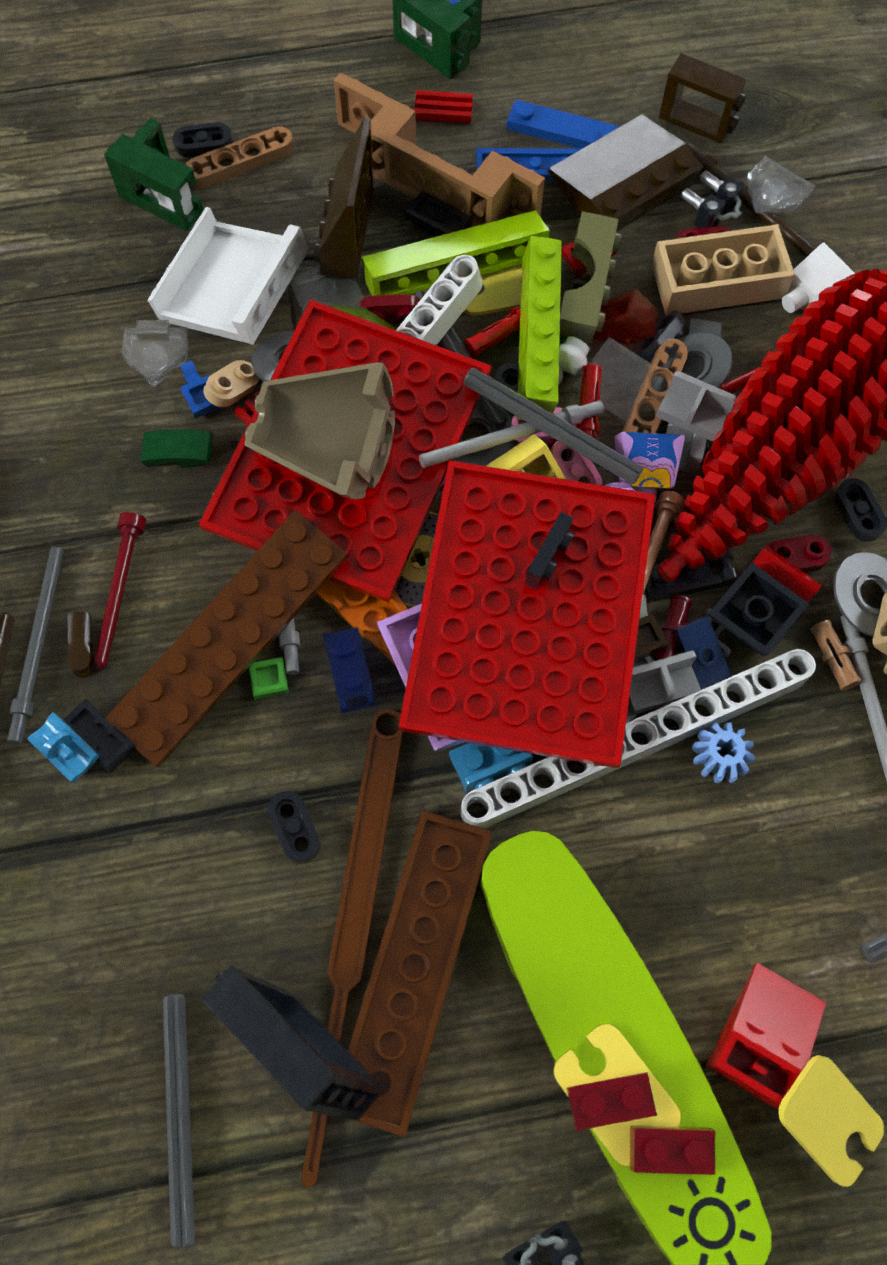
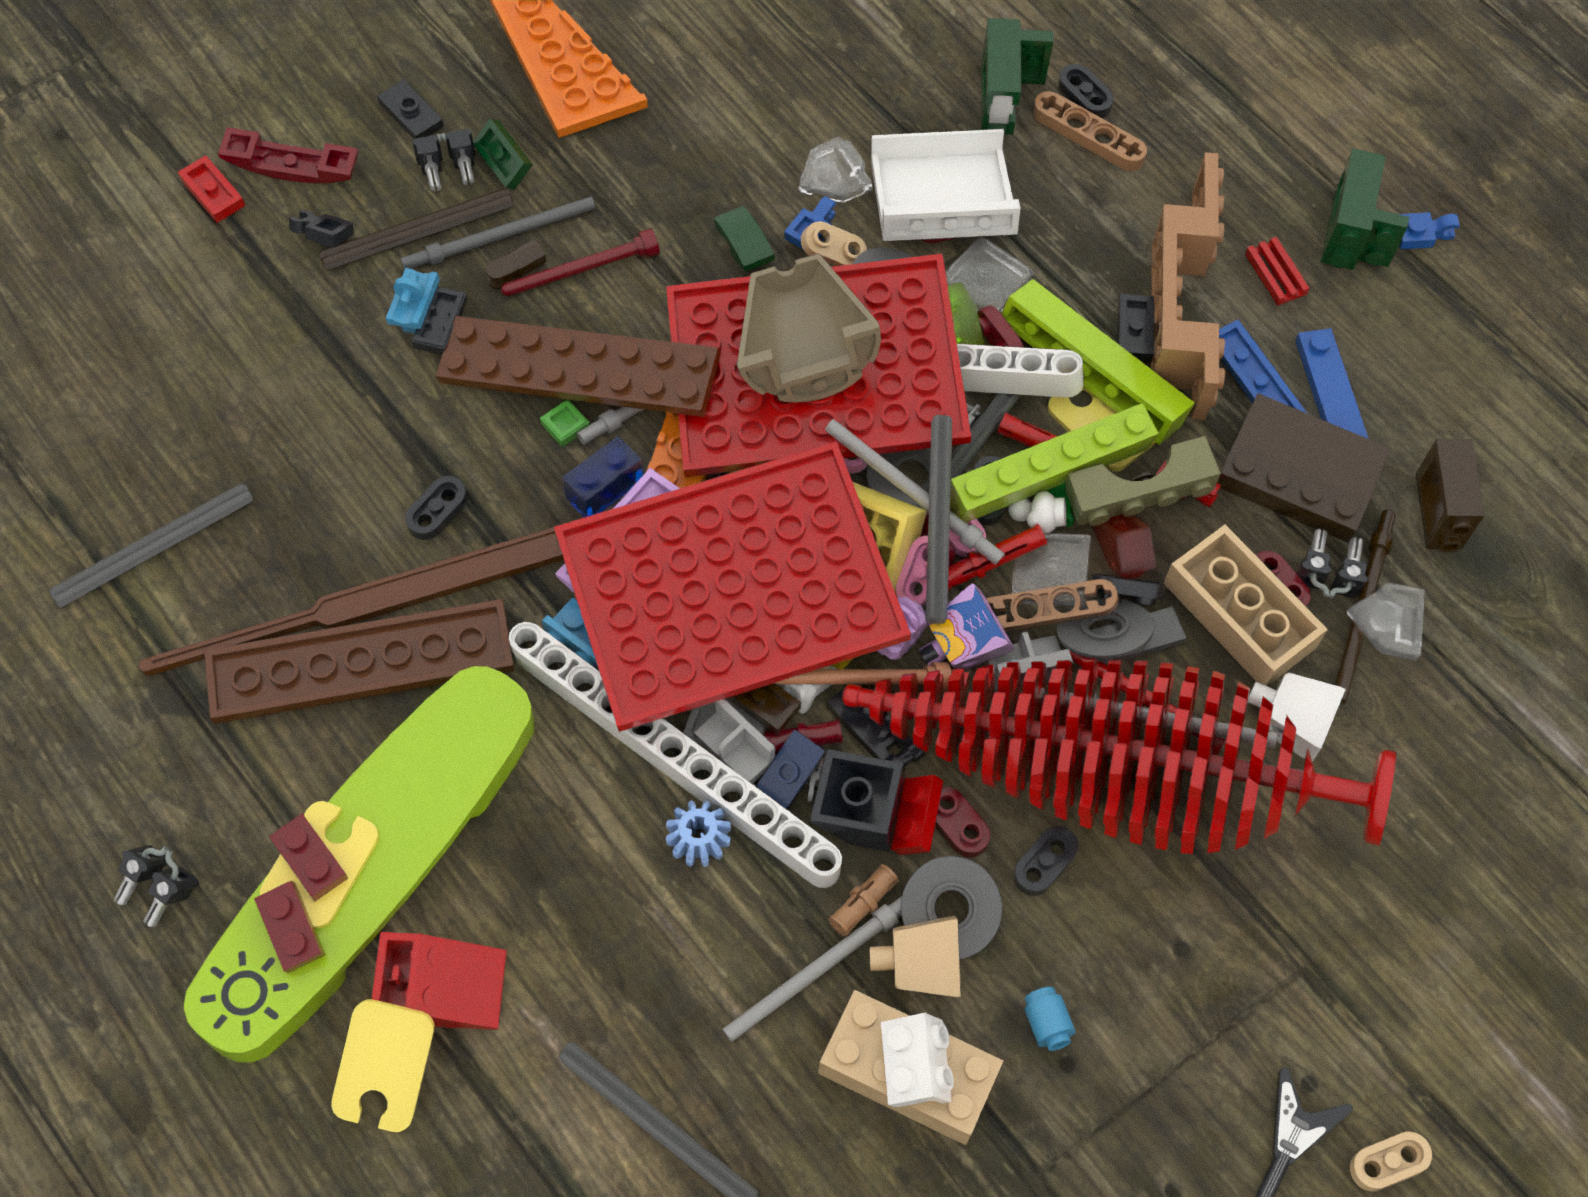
camera: 60 degrees right, 5 degrees down
(293, 1045) = (224, 644): black window -> none
(348, 208) = (1079, 241): dark brown slope -> none
(557, 539) = (777, 562): black plate -> none
(695, 405) = (1046, 635): light grey panel -> none

